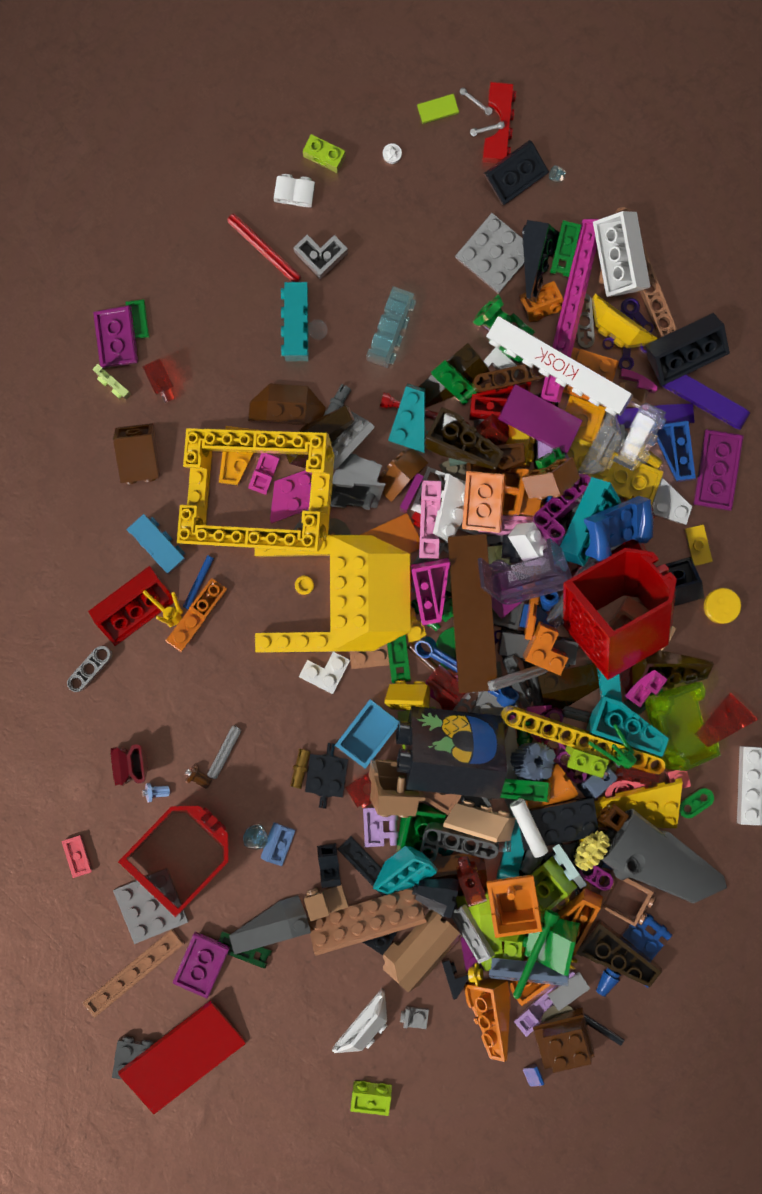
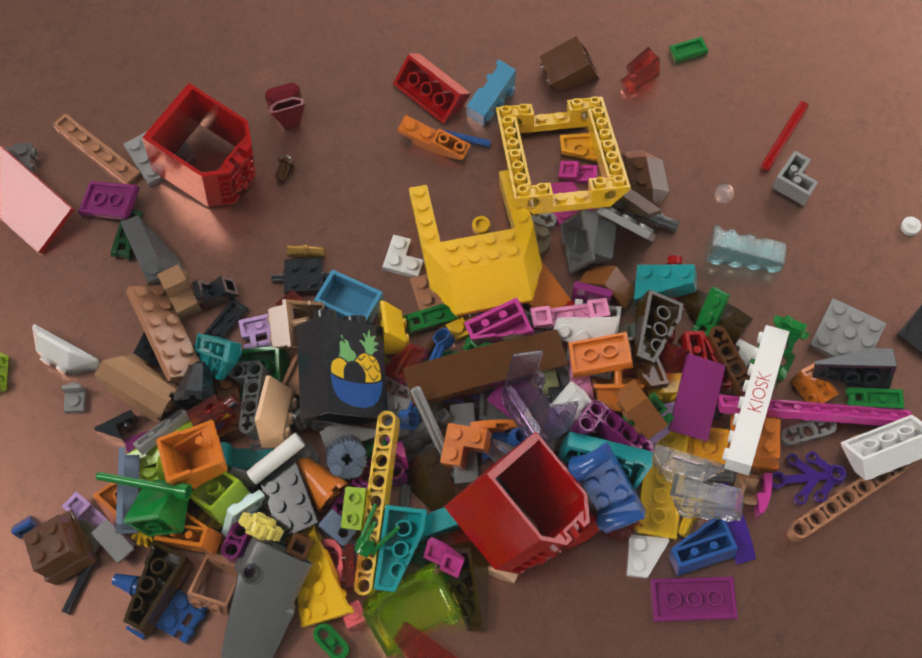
camera: 80 degrees right, 20 degrees down
(76, 856) = (202, 81): coral plate -> none
(81, 673) = (358, 60): light grey beam -> none
(105, 379) = (628, 34): yellowish green wing -> none
(115, 337) = (668, 34): magenta tile -> none
(151, 792) = (264, 132): light blue piece -> none
(170, 615) = (429, 118): yellow plant -> none
(224, 752) = (311, 186): light grey axle -> none
(255, 837) = (234, 224): clear light blue cone -> none
(278, 844) = (231, 247): medium blue slope -> none
(294, 191) = (846, 149): white brick -> none
(295, 321) = (710, 171): teal wedge -> none
(324, 153) = (890, 166): lime brick -> none
(475, 974) = (121, 441): yellow plate -> none
(492, 1012) = (82, 471): orange wedge -> none
(526, 790) = (315, 448): green plate -> none
(619, 326) = (813, 464): yellow wedge -> none
(688, 348) = (813, 534): black slope -> none
(688, 582) = (563, 578): black slope -> none
(698, 545) = (608, 593): yellow plate -> none
(709, 401) = (765, 569): dark purple beam -> none
(722, 605) = (549, 630): yellow head -> none

